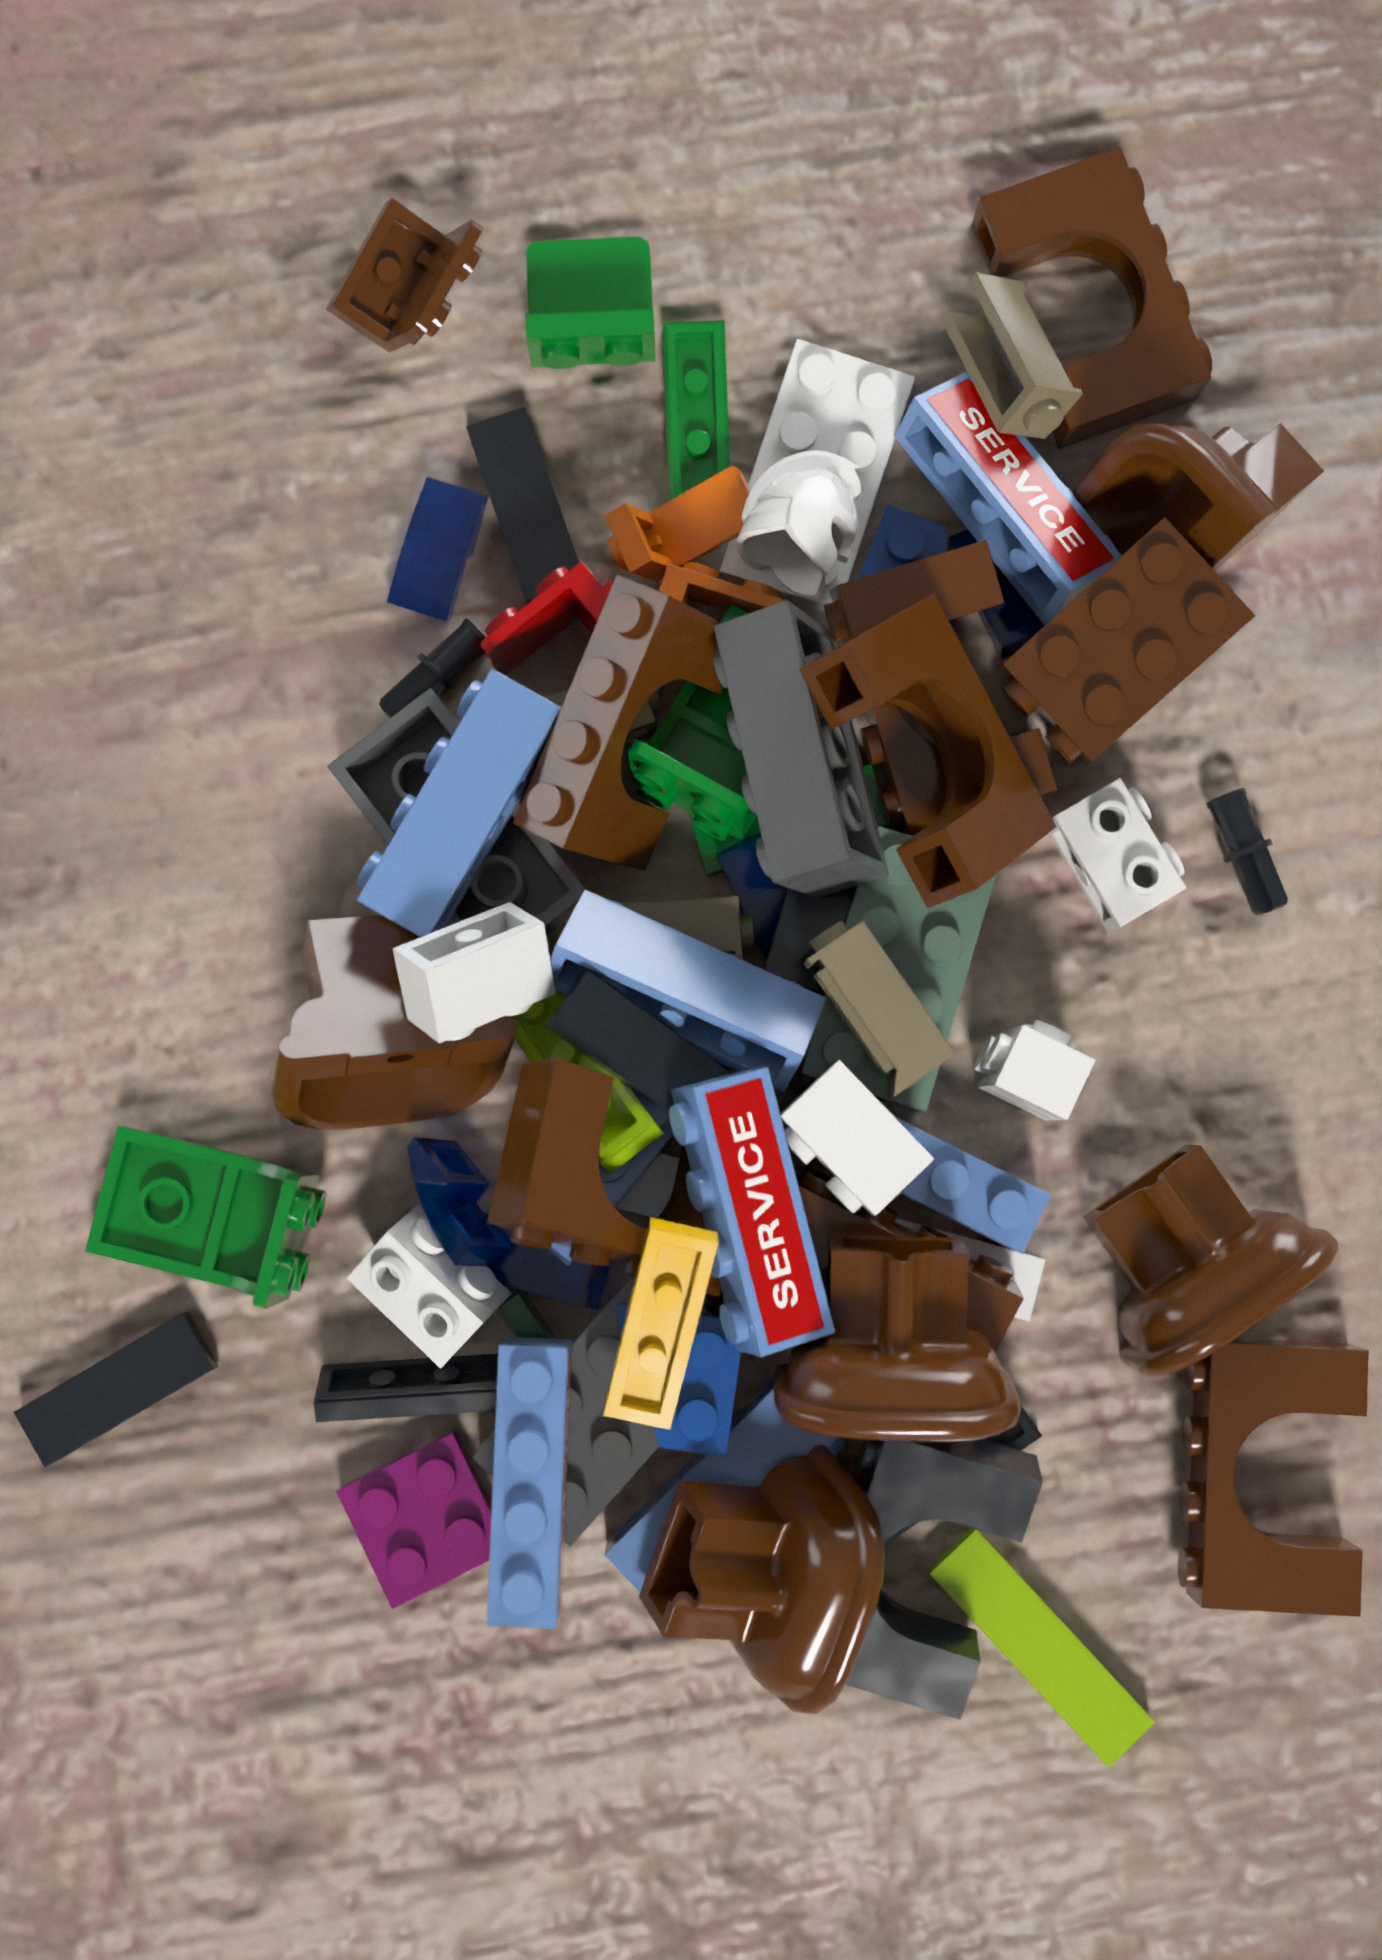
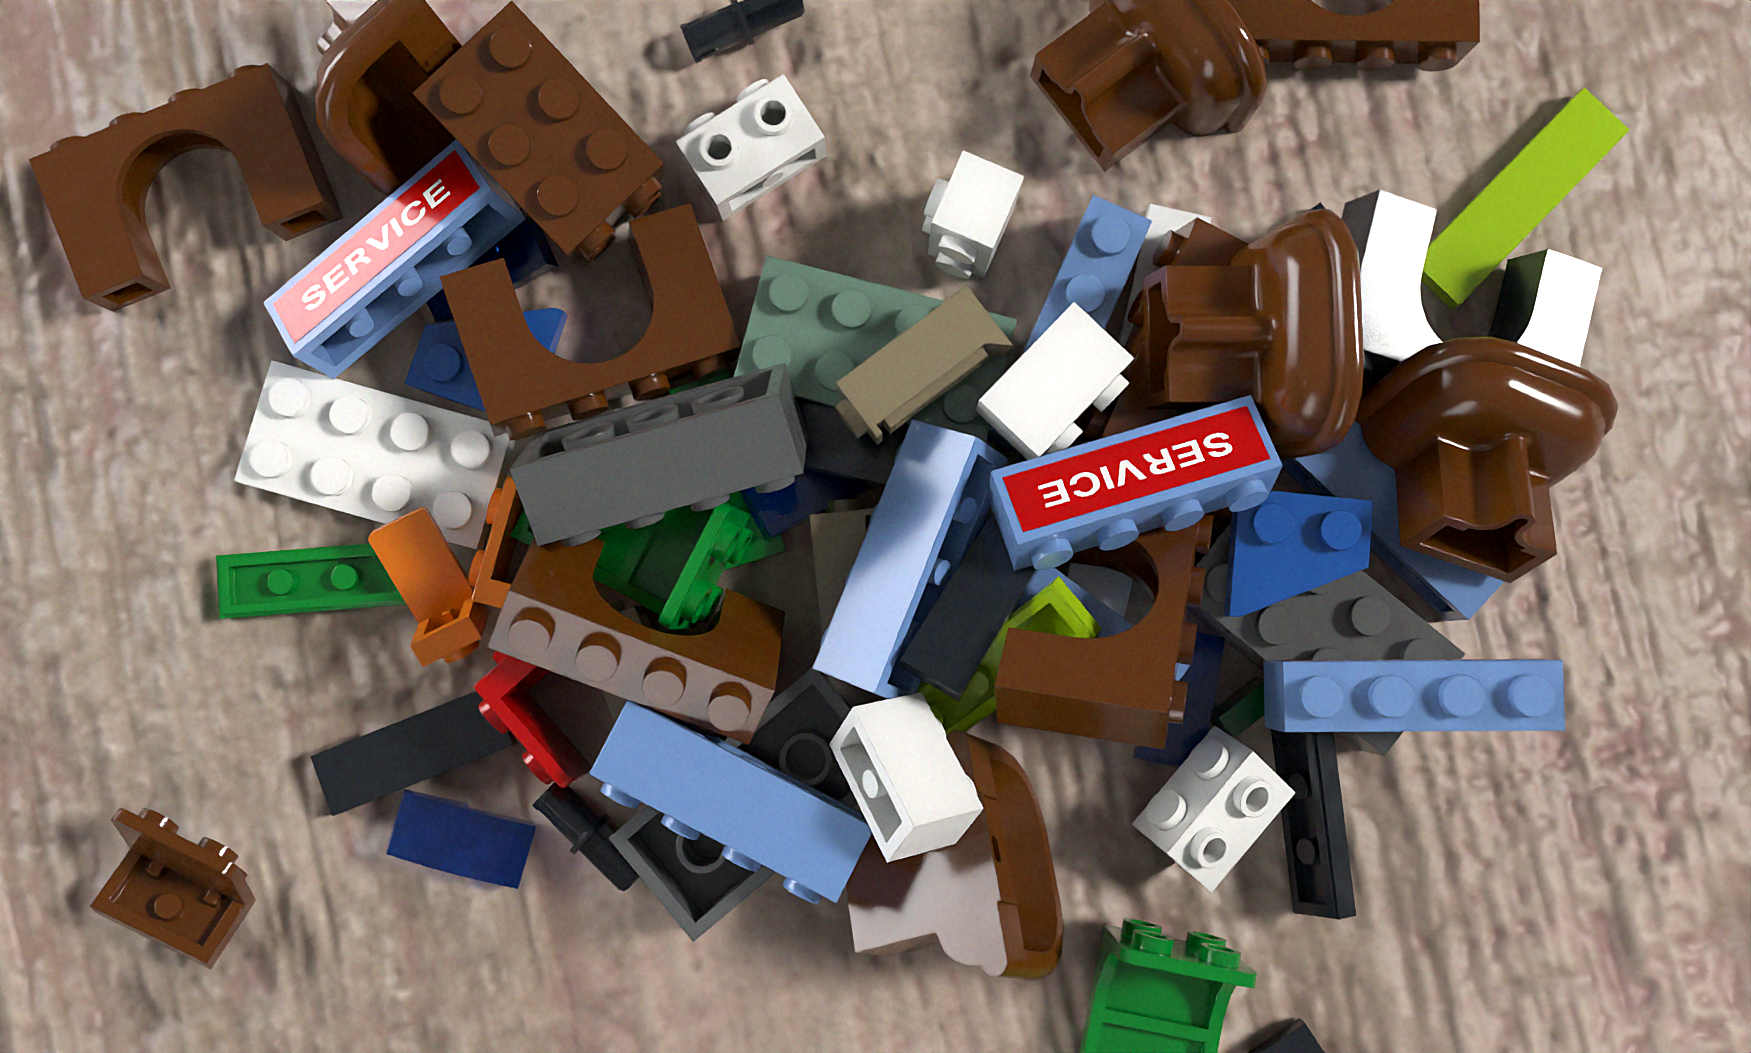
camera: 90 degrees left, 0 degrees up
(421, 1518) = (1437, 804): magenta plate -> none
(449, 1194) = (1117, 793): clear blue slope -> none
(589, 302) = (199, 693): green bracket -> none
(660, 1323) = (1253, 568): yellow plate -> none
(801, 519) = (422, 464): white helmet -> none
(990, 799) = (707, 263): reddish brown arch -> none
(1011, 360) = (252, 260): dark tan window -> none

